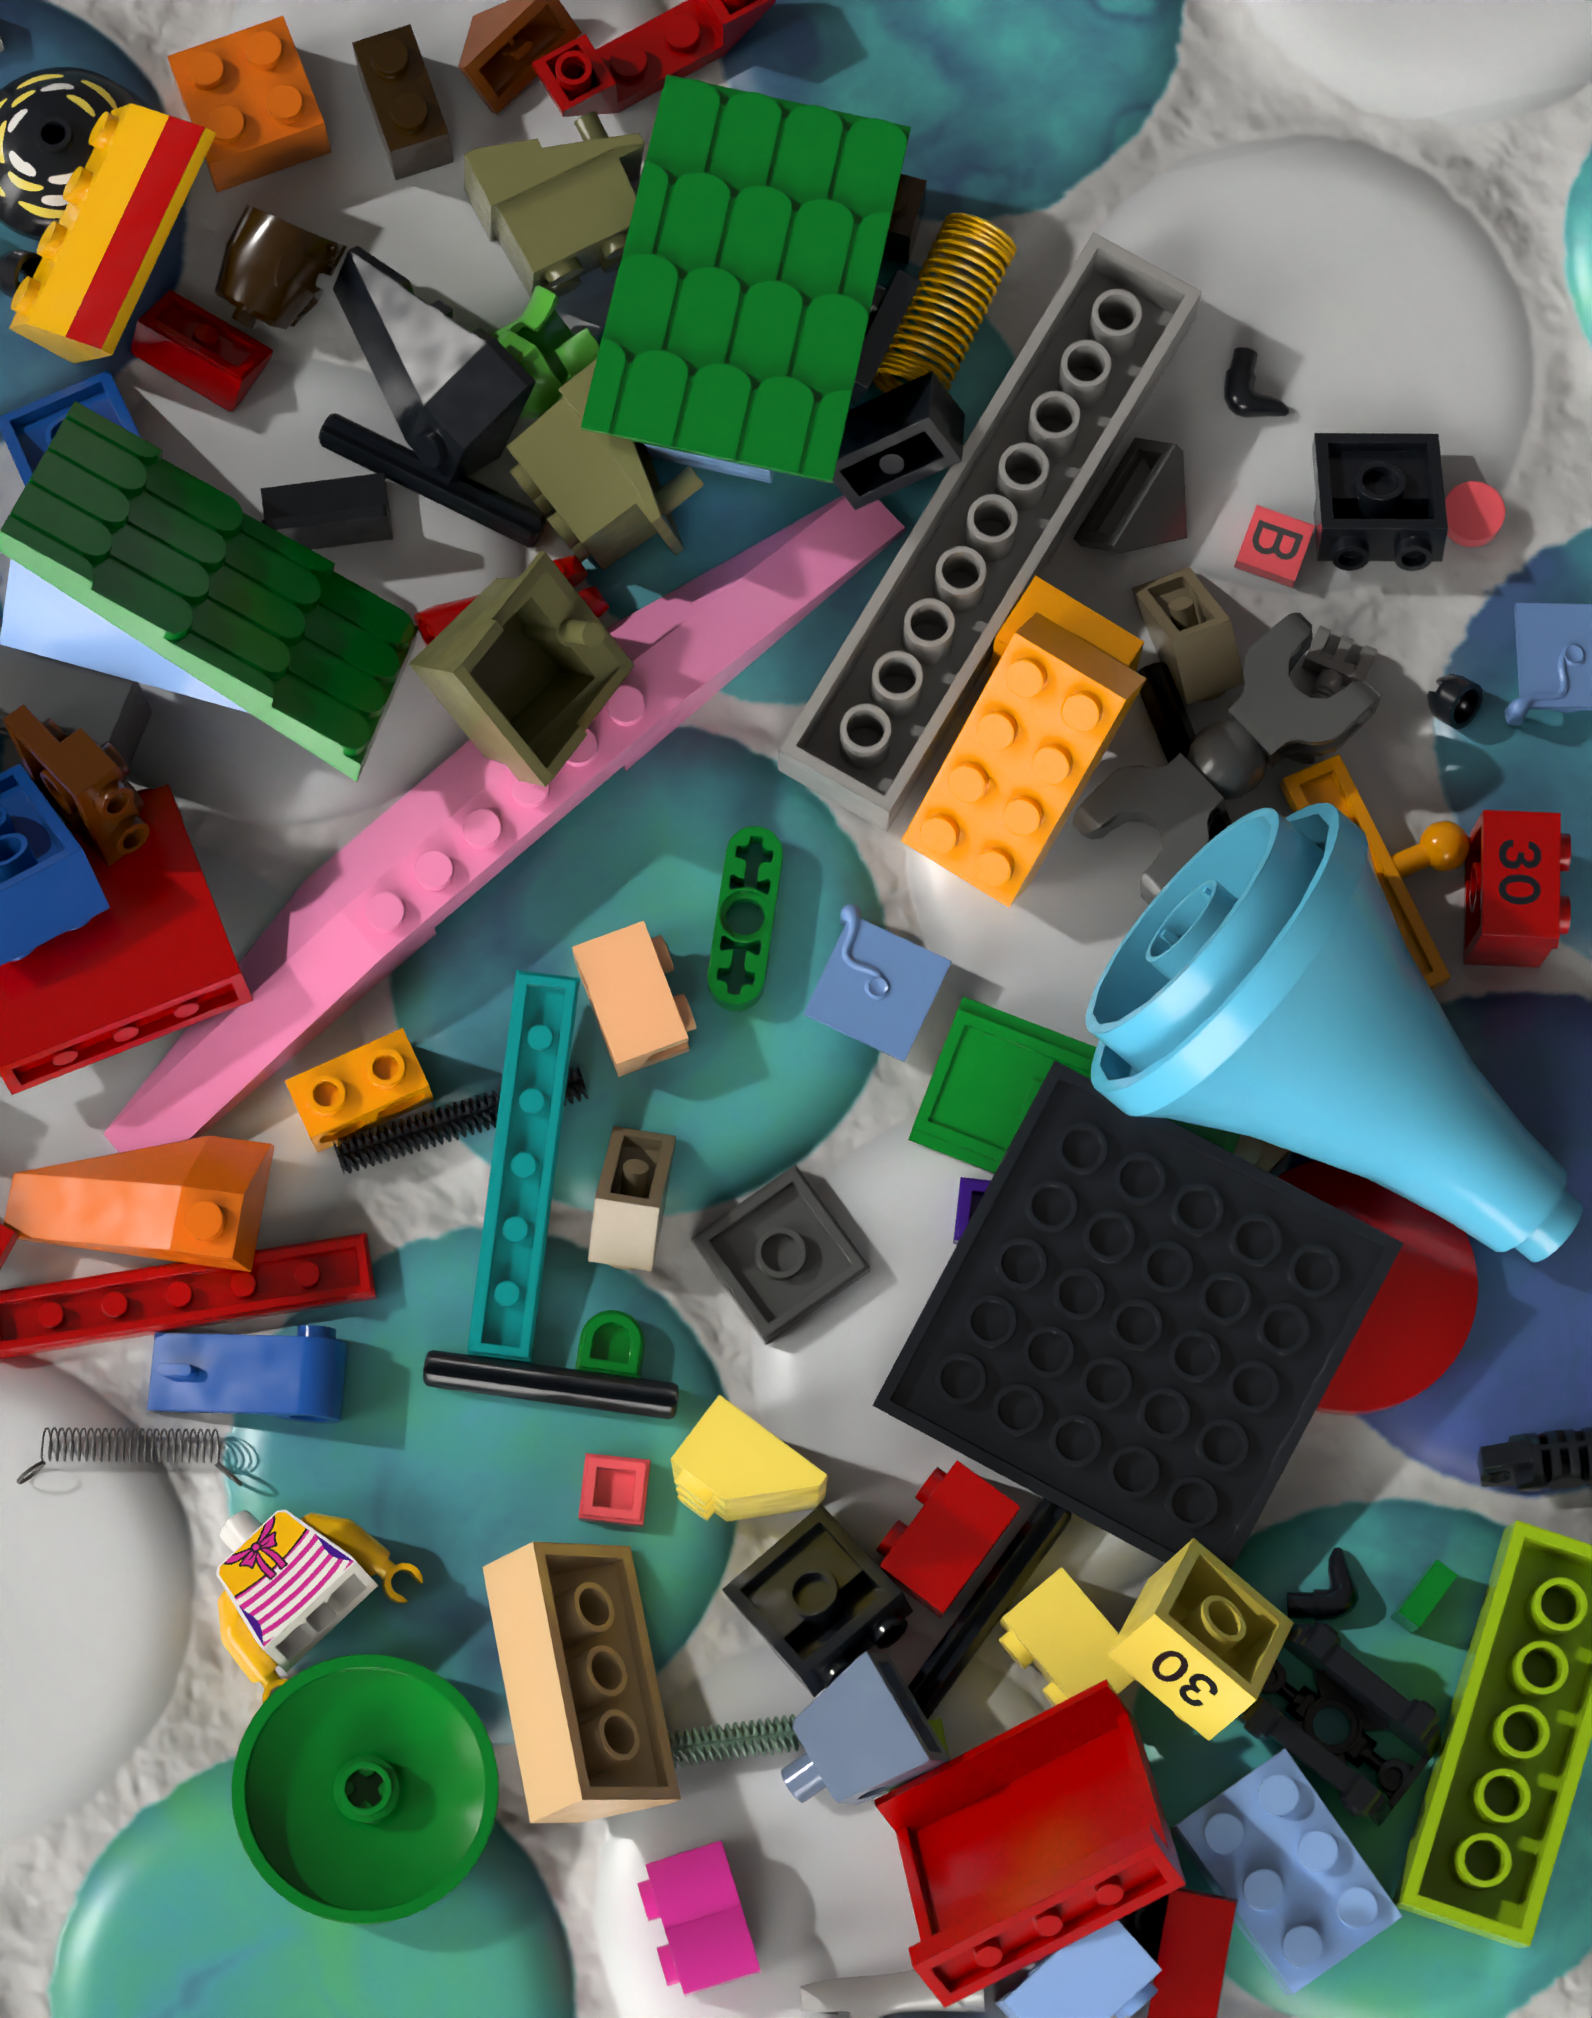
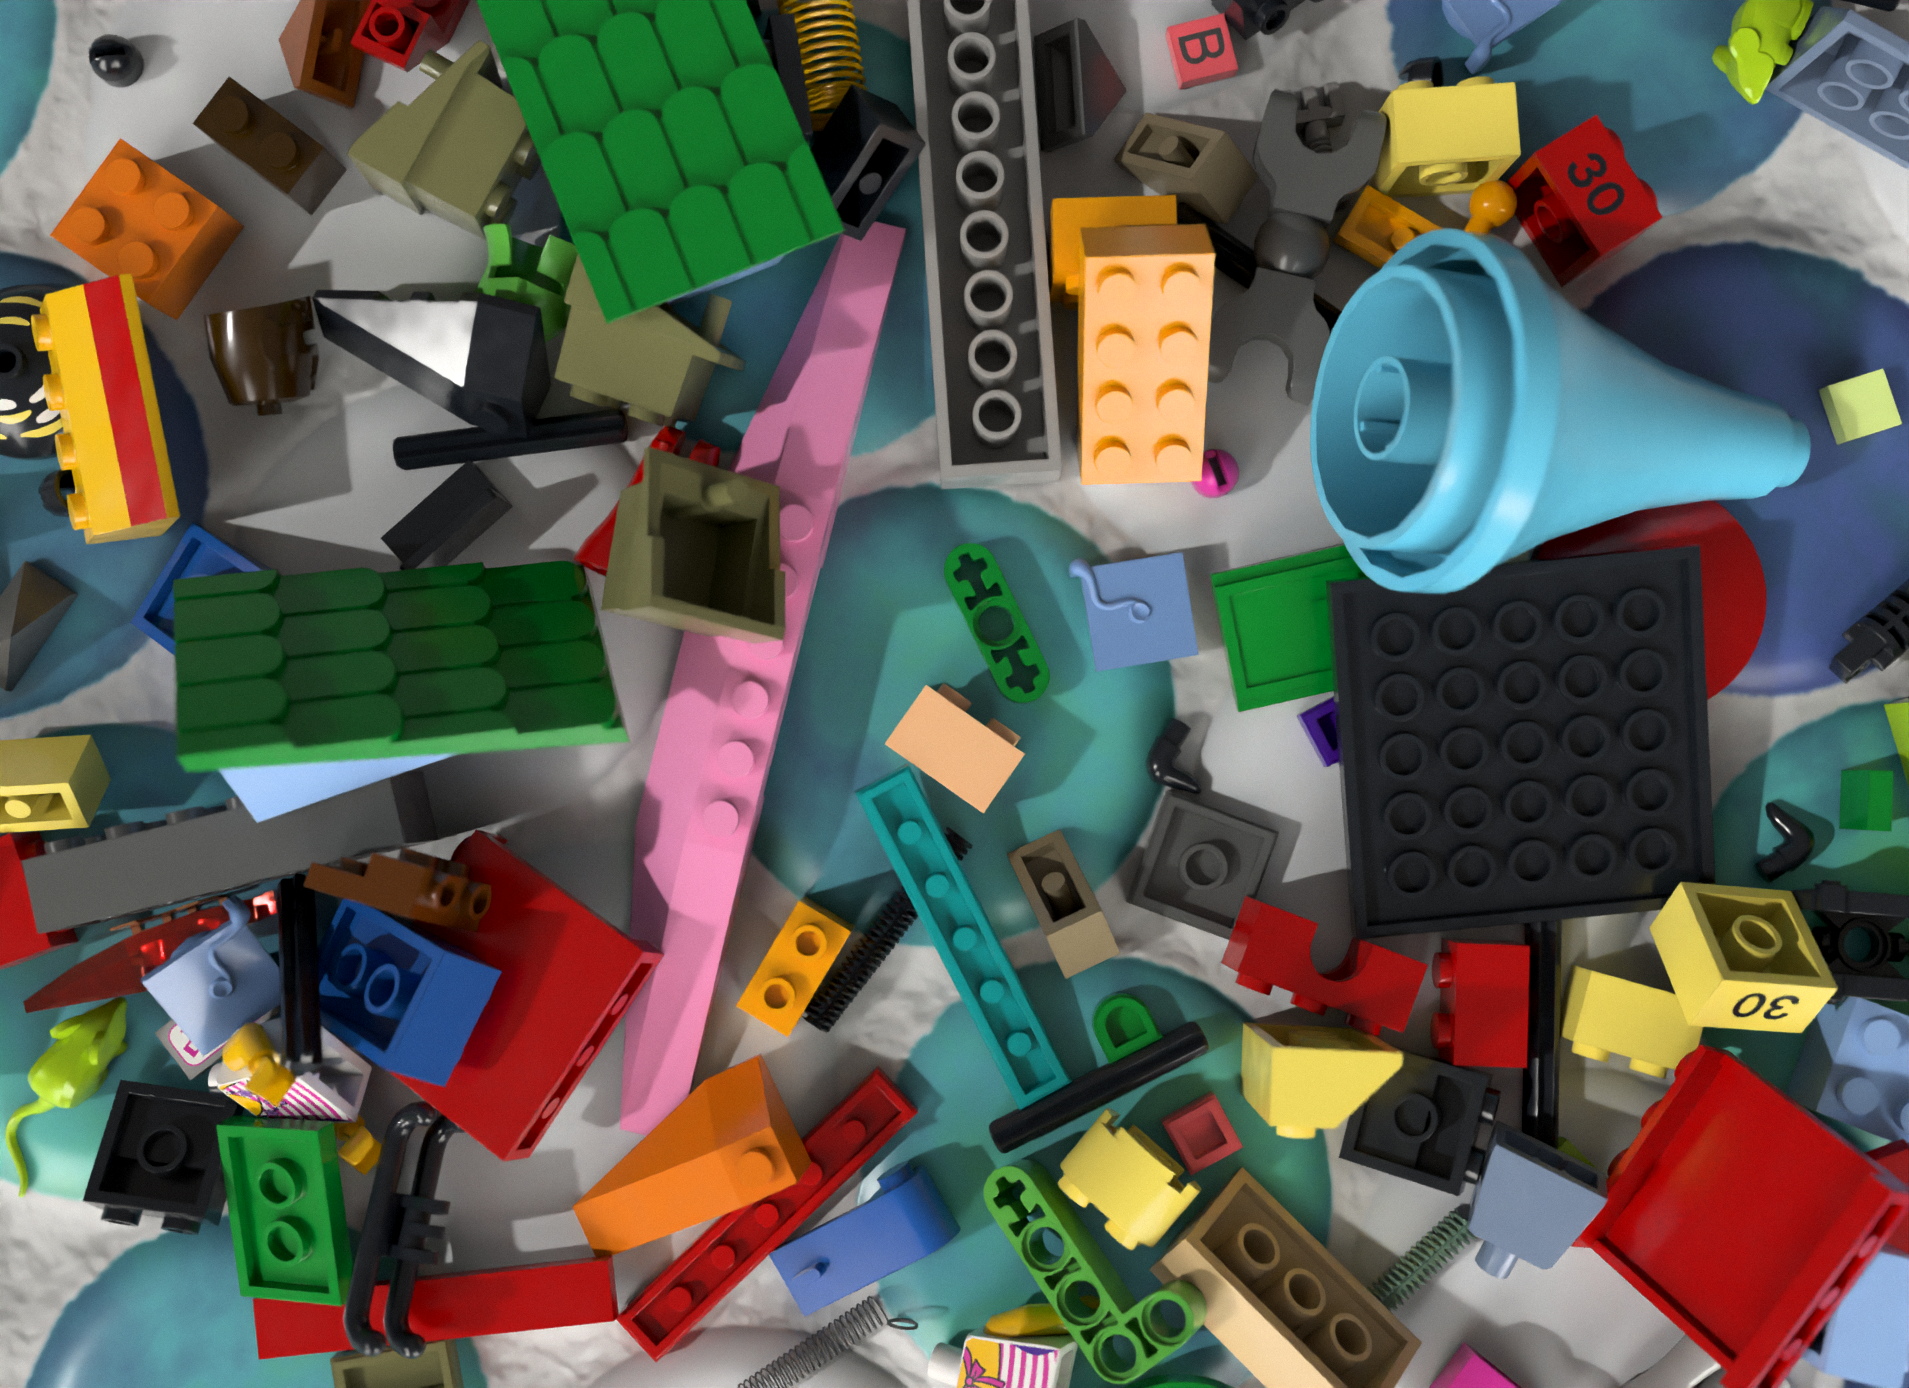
camera: 35 degrees left, 10 degrees up
(199, 350) = (253, 457): red slope -> none
(426, 1510) = (1086, 1261): none -> bright green beam
(517, 1469) = (1127, 1181): none -> light yellow brick
(786, 1363) = (1369, 983): none -> red arch
(813, 1132) = (1162, 757): none -> black animal
(1046, 920) = (1208, 485): none -> dark pink hinge
(1424, 753) = (1447, 137): none -> light yellow brick

